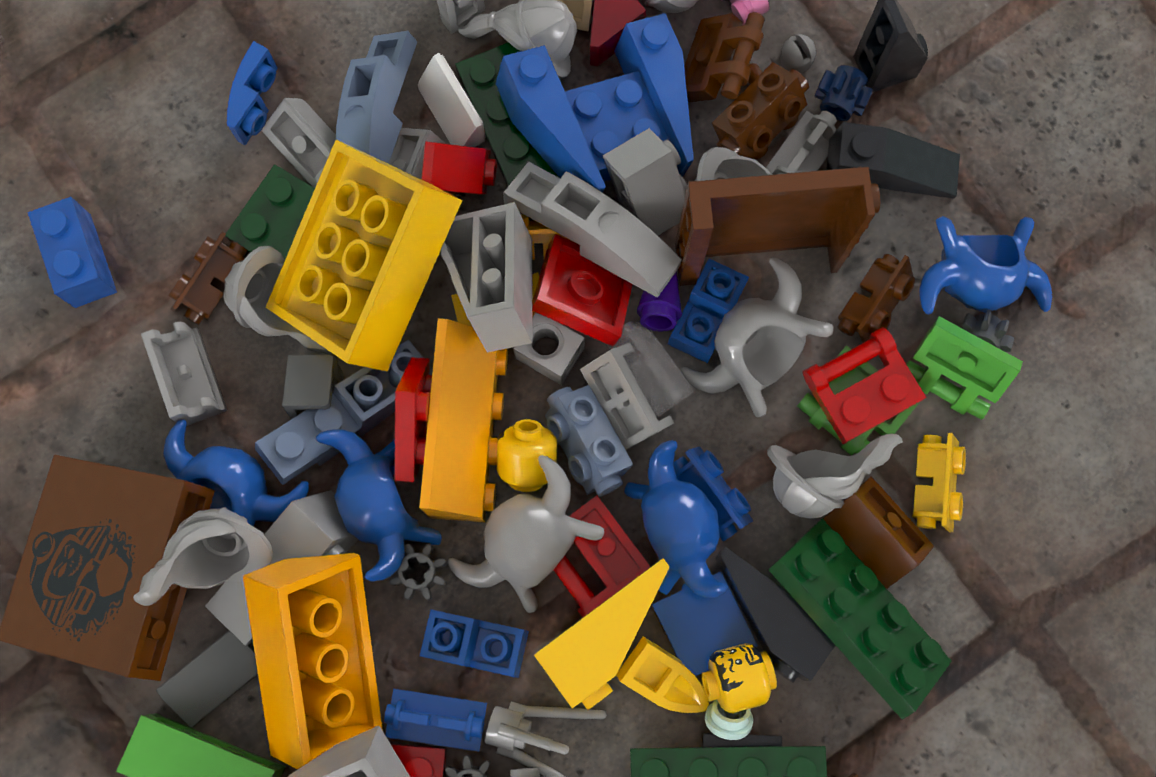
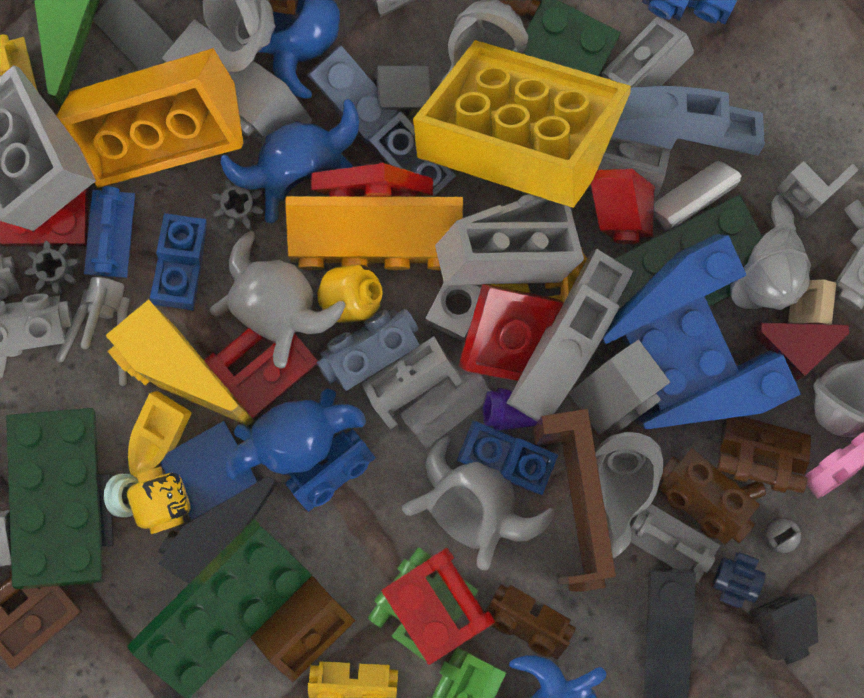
camera: 85 degrees right, 5 degrees up
(821, 480) = (347, 570): light grey piece -> none

